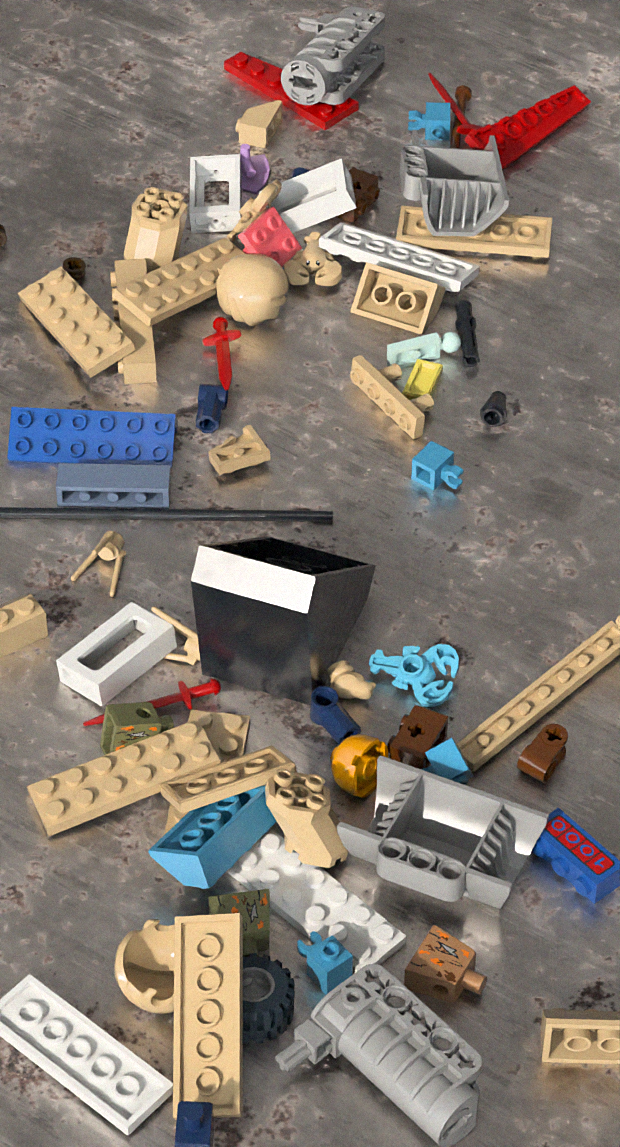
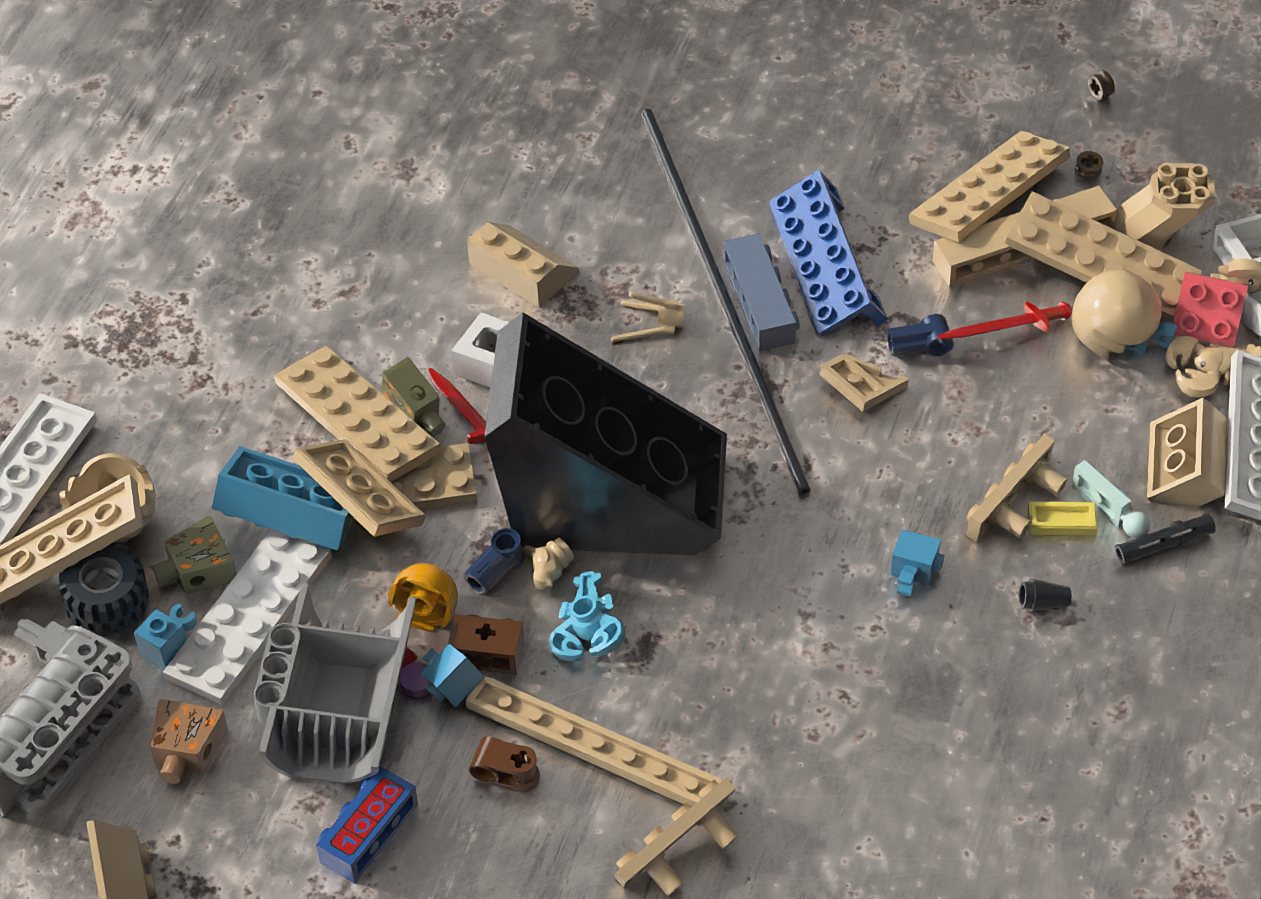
camera: 75 degrees right, 5 degrees up
(306, 817) = (322, 552): tan brick -> none

